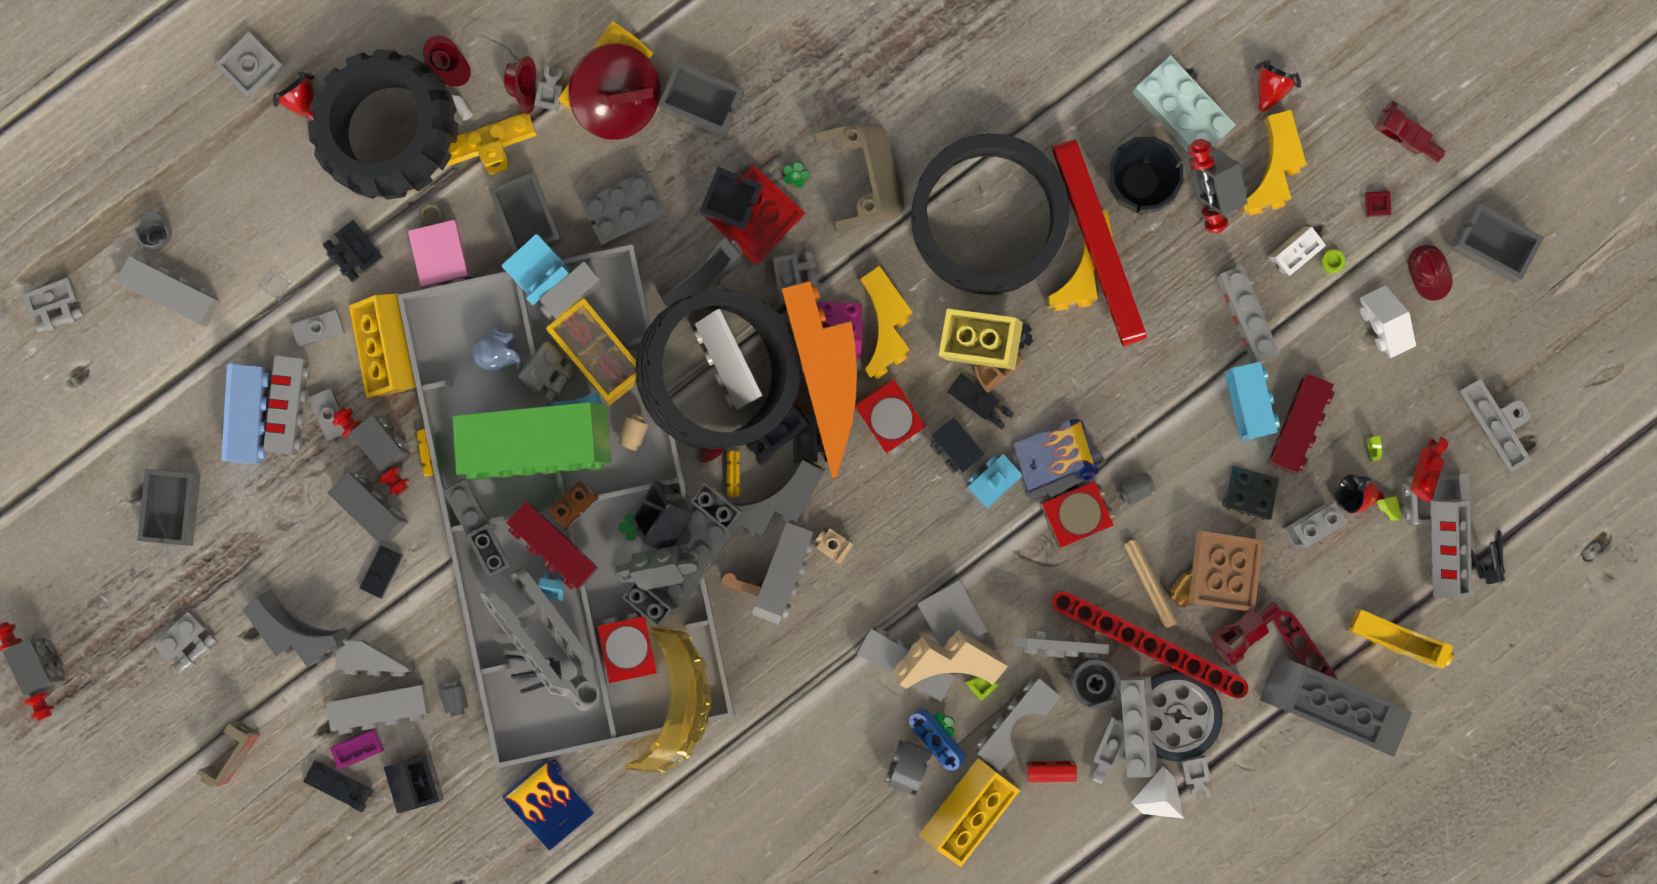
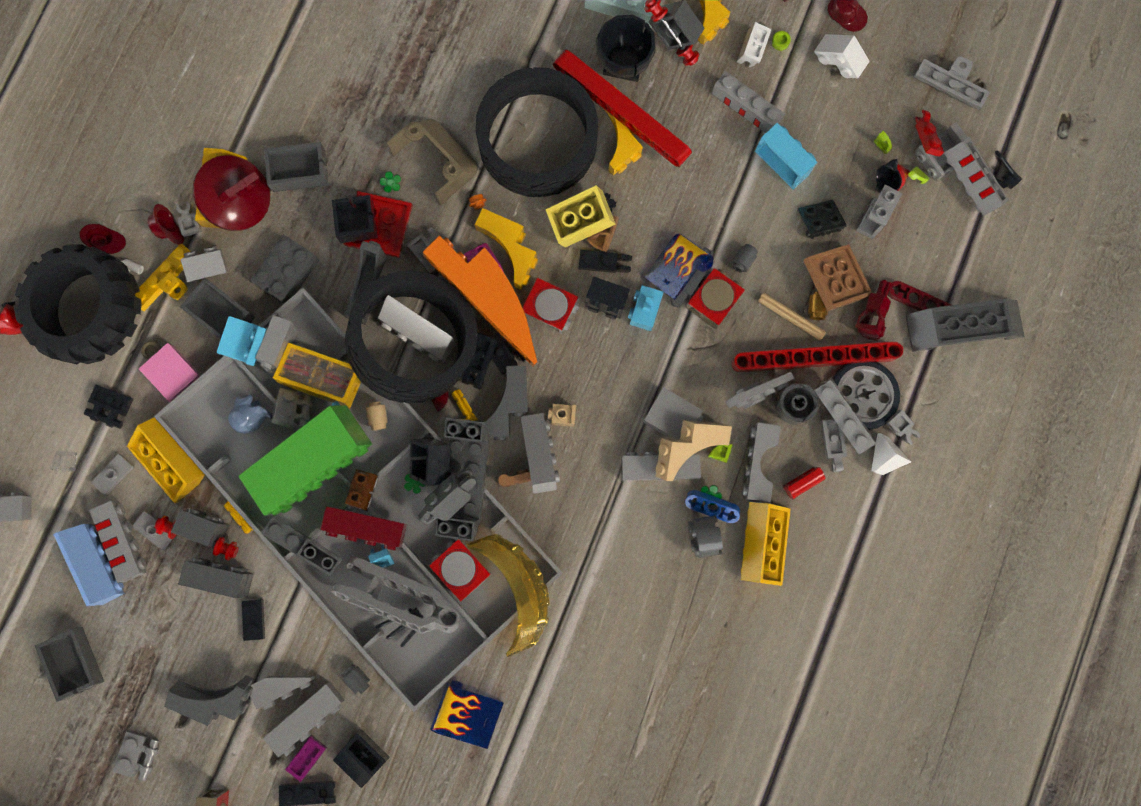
camera: 35 degrees left, 5 degrees down
(541, 155) = (203, 264): none -> light grey brick
(878, 252) = (477, 201): none -> orange plate
(1300, 424) = (825, 149): dark red brick -> none
(1401, 640) = (982, 255): yellow arch -> none

